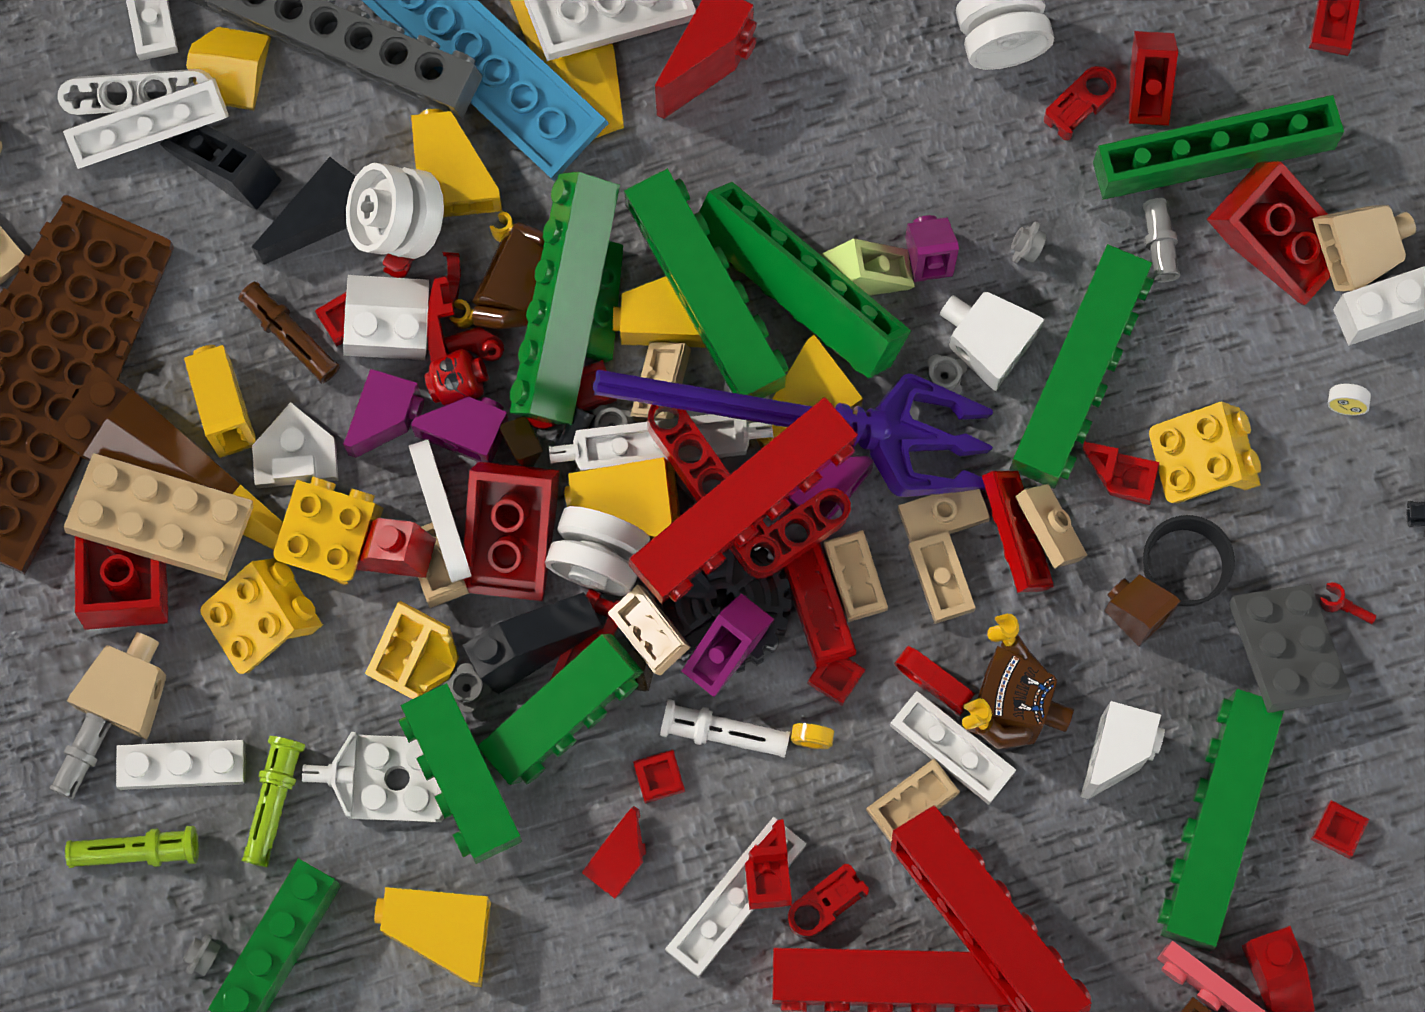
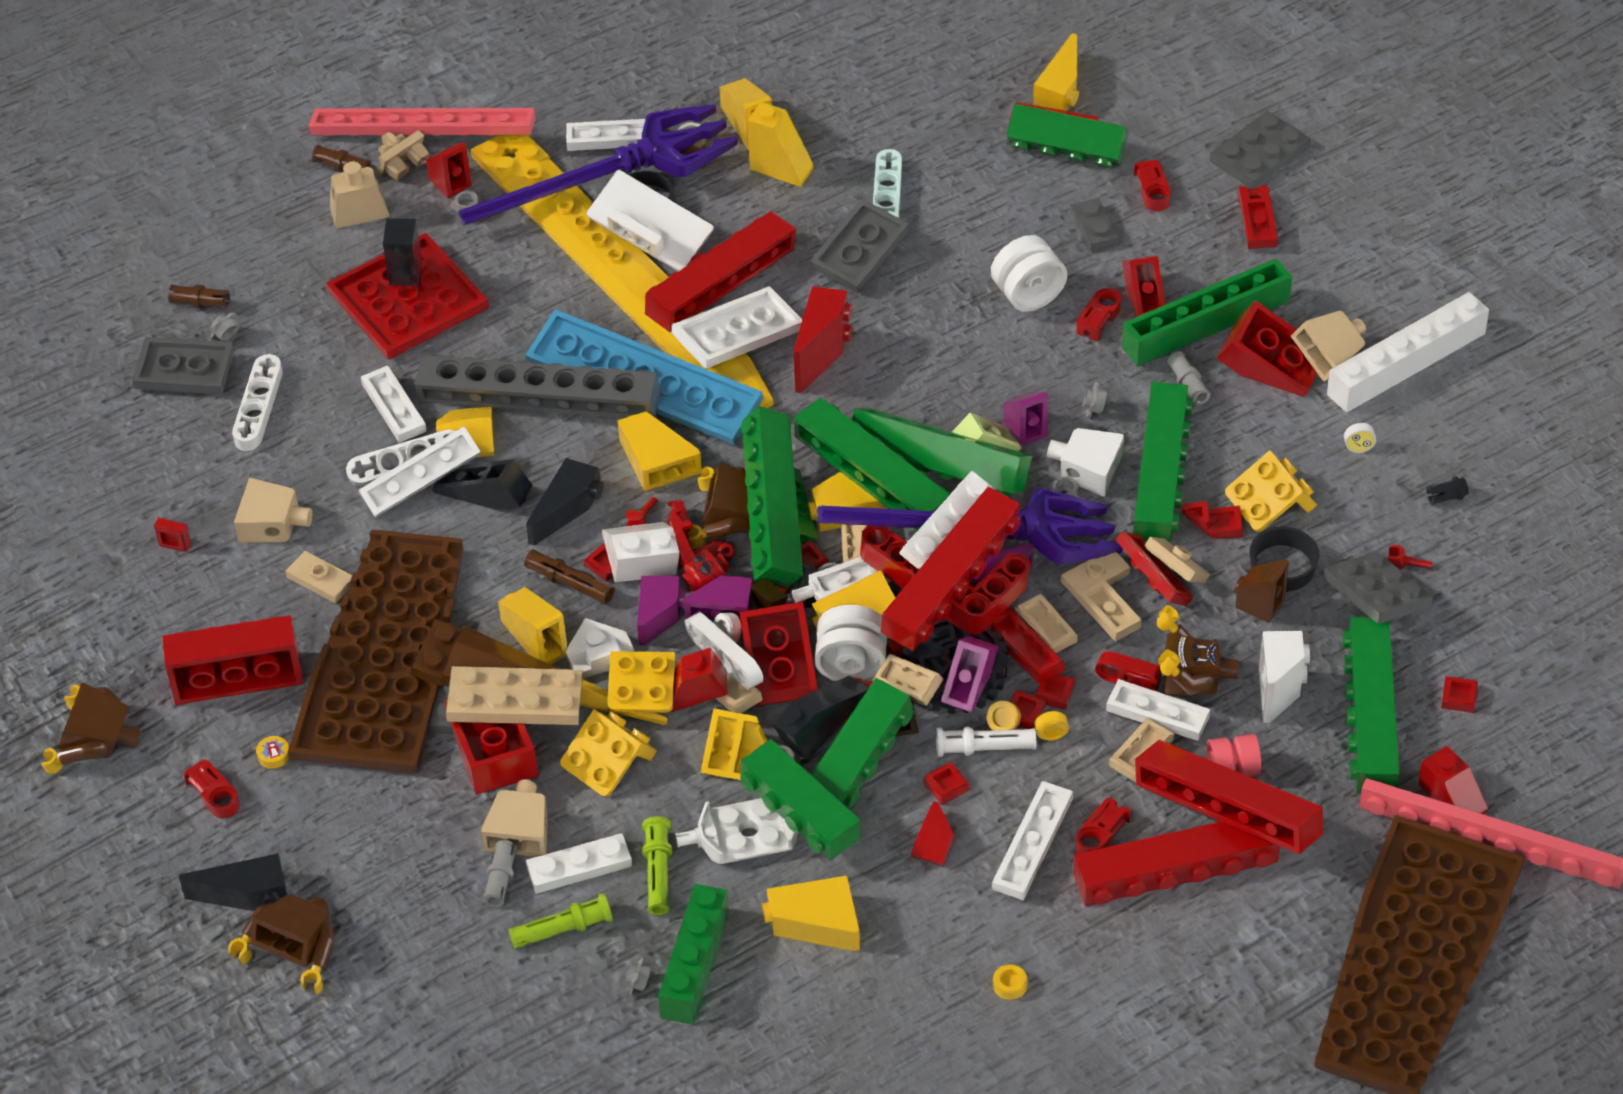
camera: 15 degrees left, 25 degrees down
(394, 210) = (627, 473): white wheel -> none
(455, 471) = (729, 624): none -> white tile
(757, 703) = (1003, 716): none -> yellow tile
(762, 421) = (943, 520): none -> white plate
(768, 871) = (1051, 811): red slope -> none
(788, 694) = (1029, 707): none -> red tile
(1019, 852) = (1239, 755): none -> coral wheel

